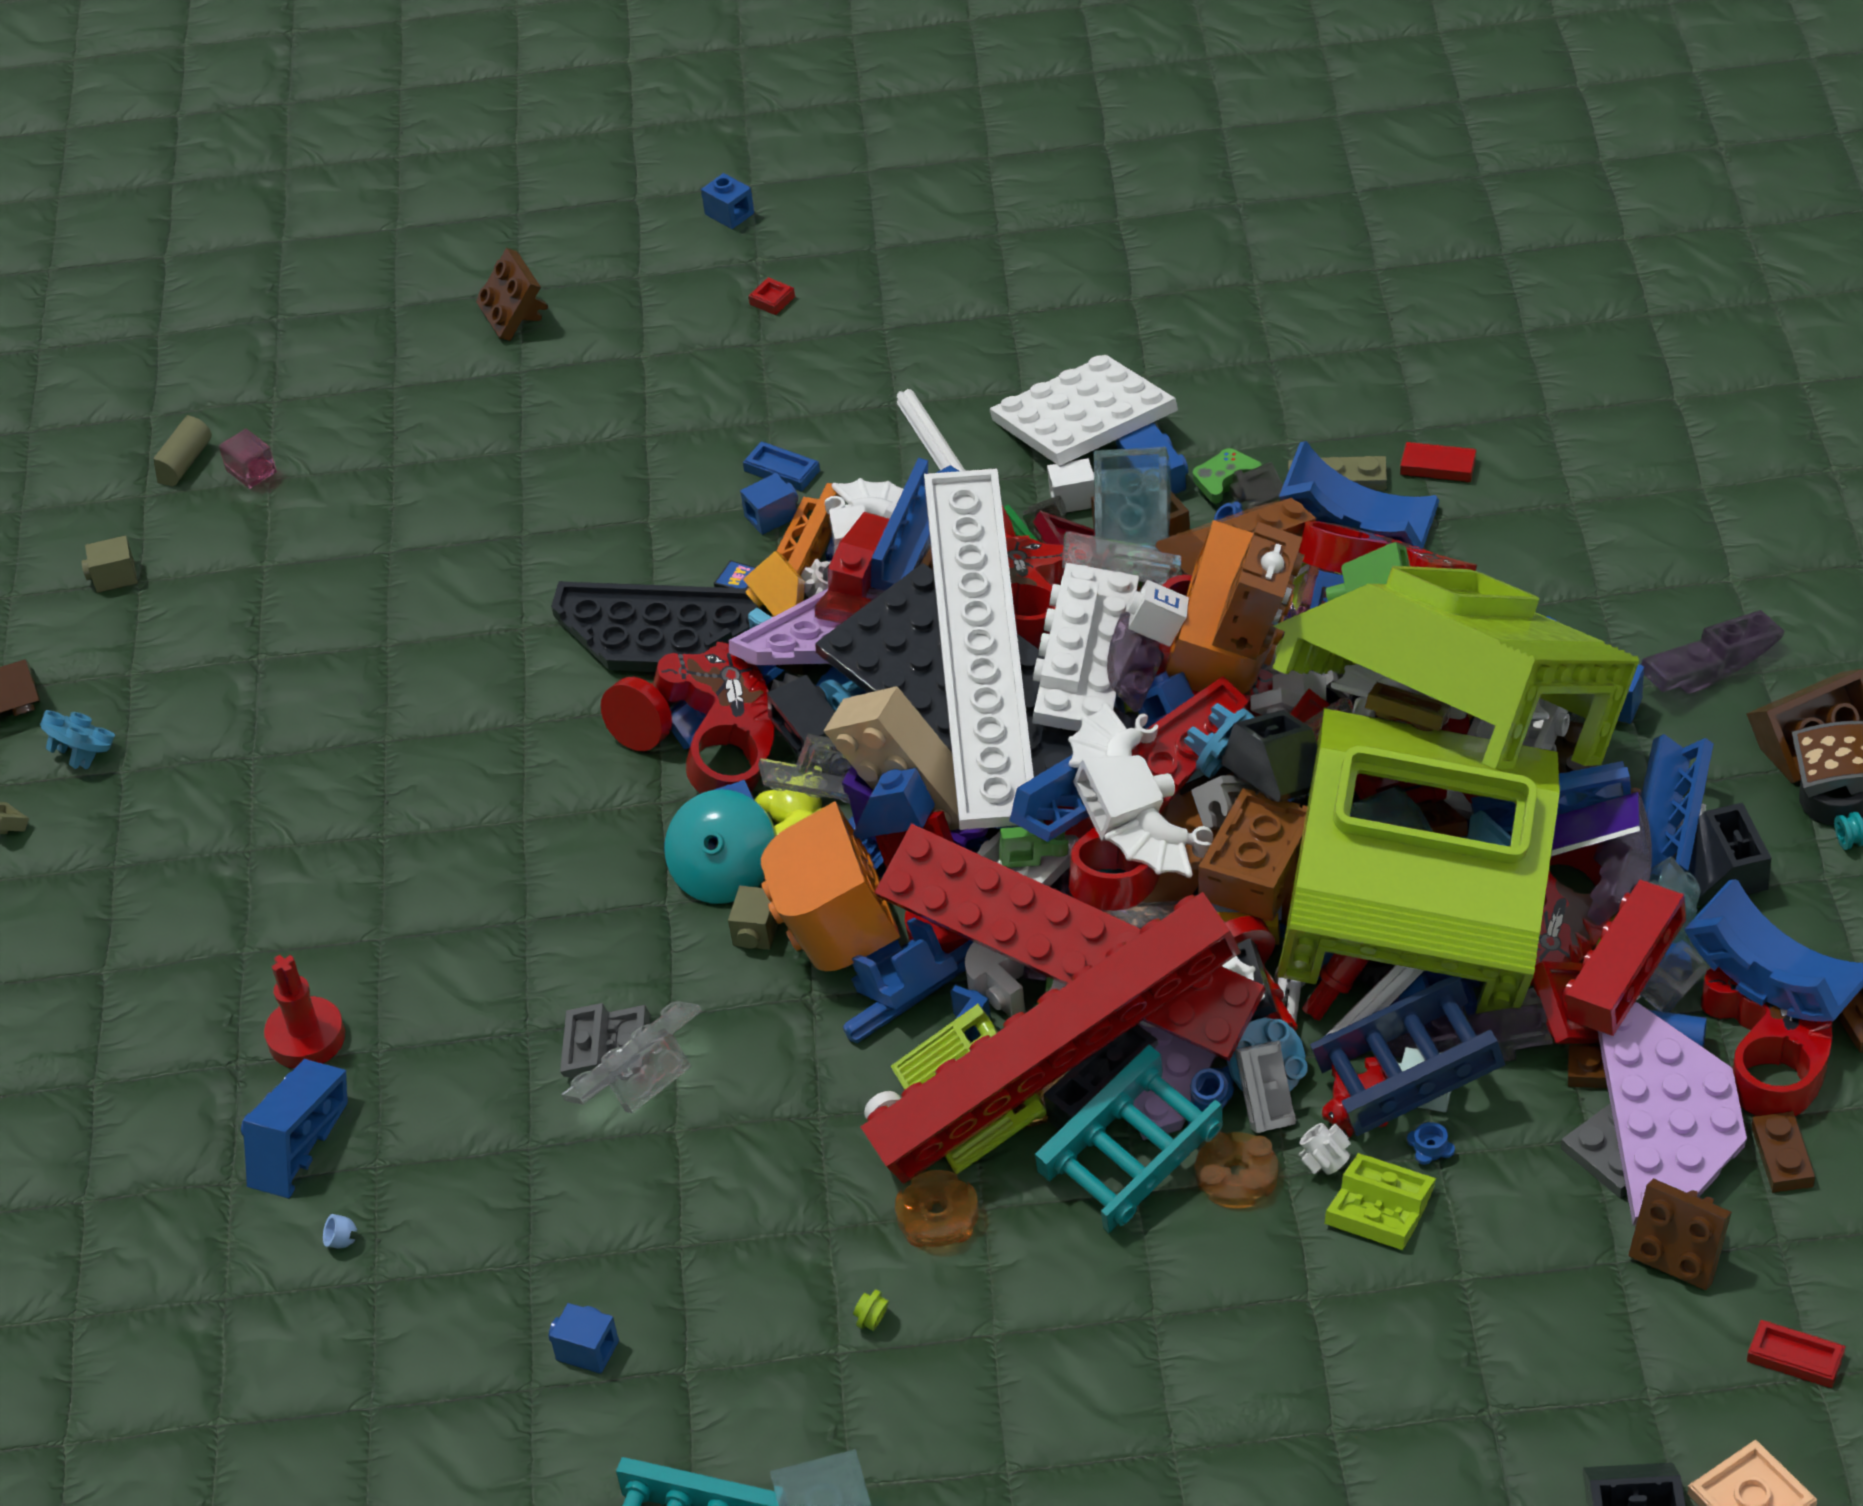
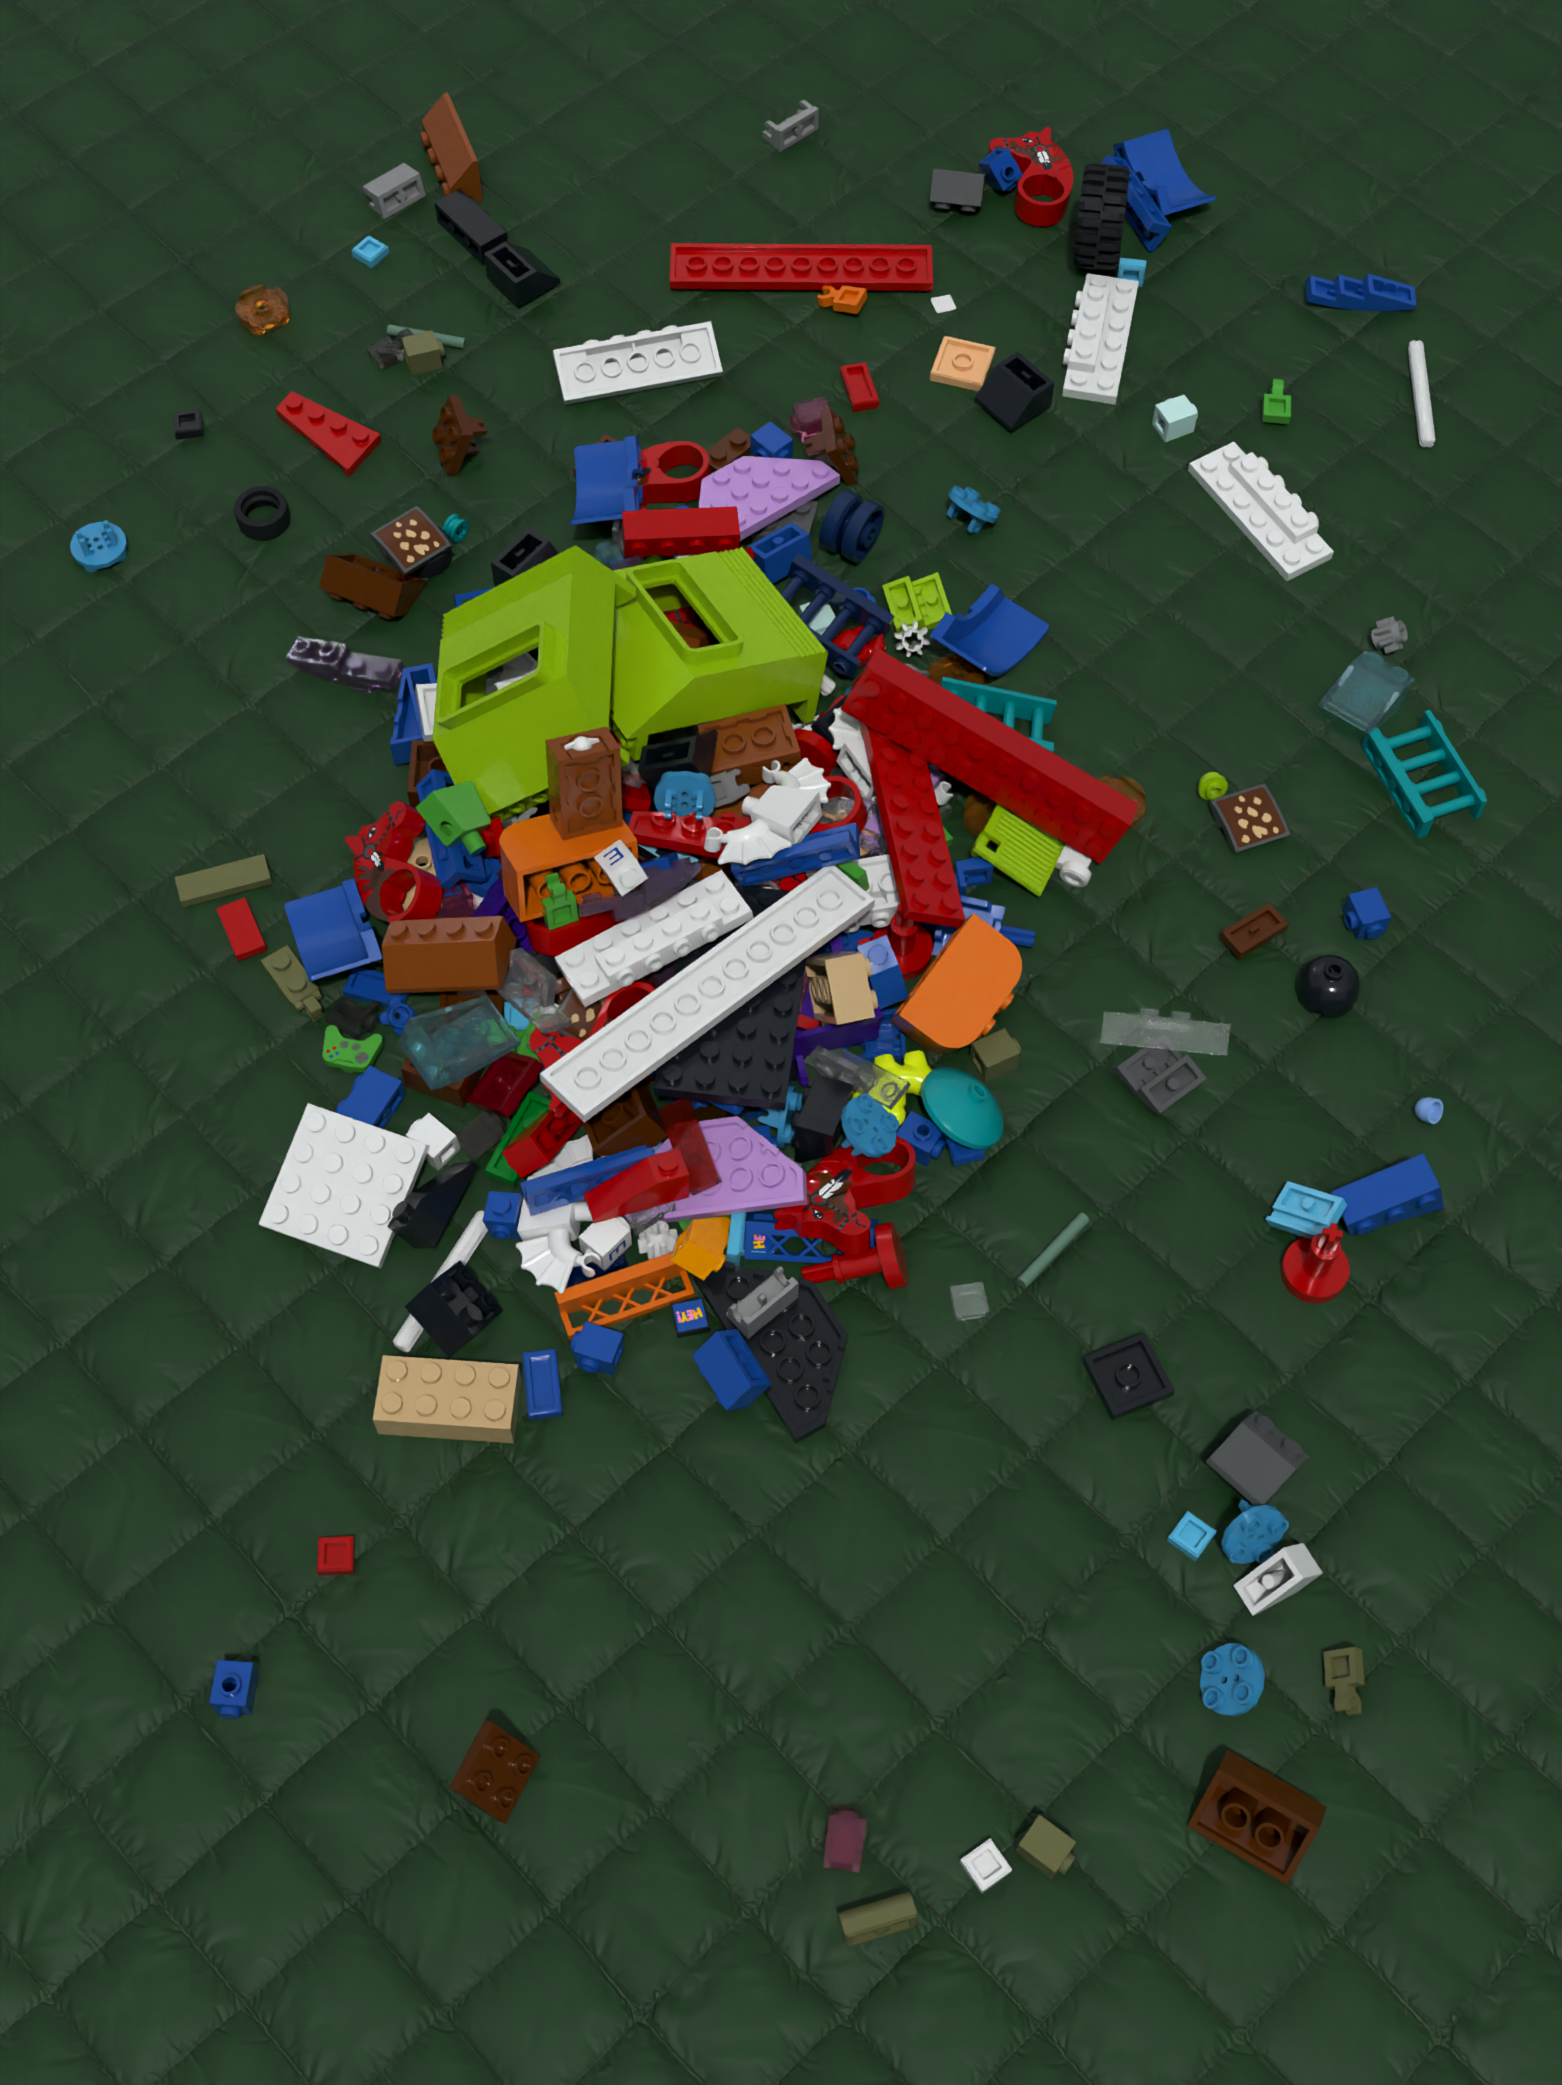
camera: 135 degrees left, 15 degrees up
(105, 822) = (1278, 1578): none -> white slope
(145, 533) = (985, 1865): none -> white tile
(156, 814) = (1254, 1533): none -> dark azure plate
(198, 851) = (1258, 1459): none -> dark grey slope
(205, 796) = (1191, 1536): none -> medium azure tile
(352, 1044) = (1305, 1210): none -> medium azure plate
(367, 830) = (1128, 1376): none -> black plate
(532, 855) = (1053, 1250): none -> sand green bar
(546, 1247) = (1328, 986): none -> black cylinder
(551, 768) = (969, 1301): none -> clear tile
(656, 566) = (731, 1369): none -> blue brick
(669, 1225) = (1254, 930): none -> reddish brown plate
(688, 607) = (763, 1303): none -> light grey hinge
(747, 725) = (868, 1127): none -> dark azure plate
(801, 1320) = (1249, 818): none -> slope
(822, 395) = (447, 1399): none -> tan brick
(894, 426) = (453, 1308): none -> black slope
(1006, 447) = (428, 1209): none -> black slope
(1181, 571) = (561, 906): none -> bright green plate
(1254, 1216) = (993, 634): none -> blue panel
(1494, 1322) = (970, 502): none -> dark azure plate
(1509, 471) = (223, 880): none -> olive tile
(1532, 1169) = (851, 526): none -> dark blue wheel
(1554, 1087) = (778, 549): none -> blue brick
(1747, 1187) = (771, 442): none -> blue brick
(1764, 1255) = (807, 417): none -> clear pink brick

